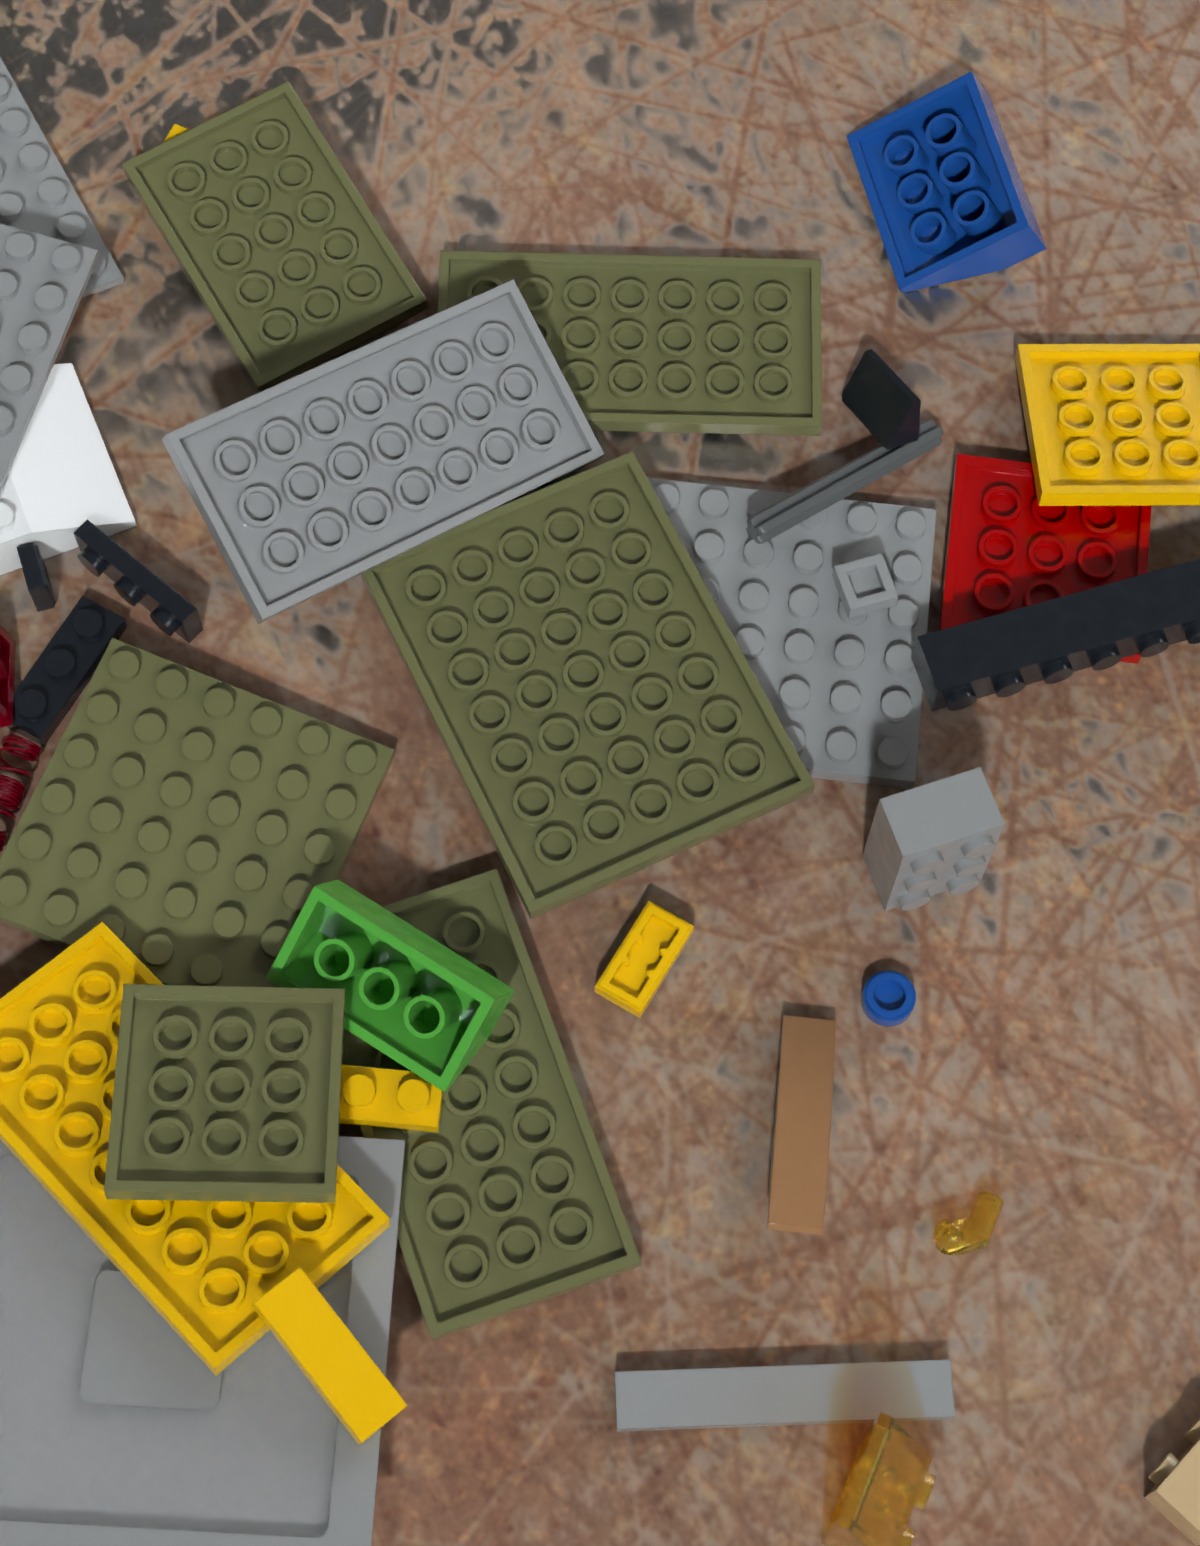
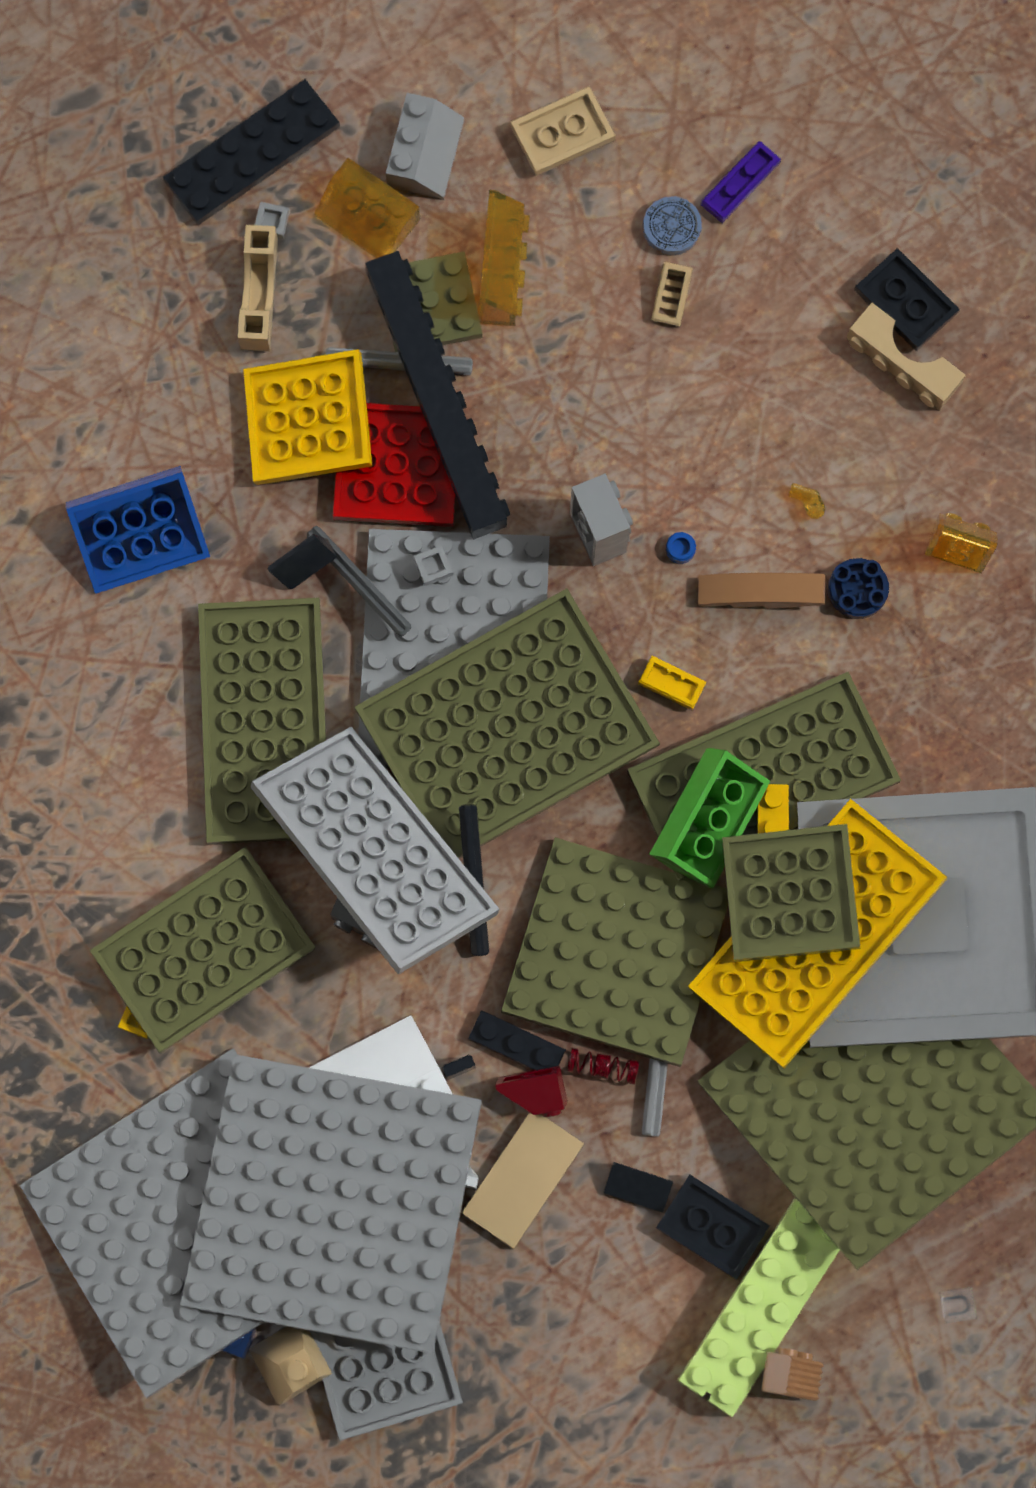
camera: 95 degrees left, 10 degrees up
(137, 583) = (458, 1005): black plate -> none
(329, 1355) = (931, 819): yellow tile -> none
(336, 605) = (473, 862): none -> black axle
(783, 1395) = (909, 595): light grey tile -> none
(800, 1303) = (858, 588): none -> dark blue tile

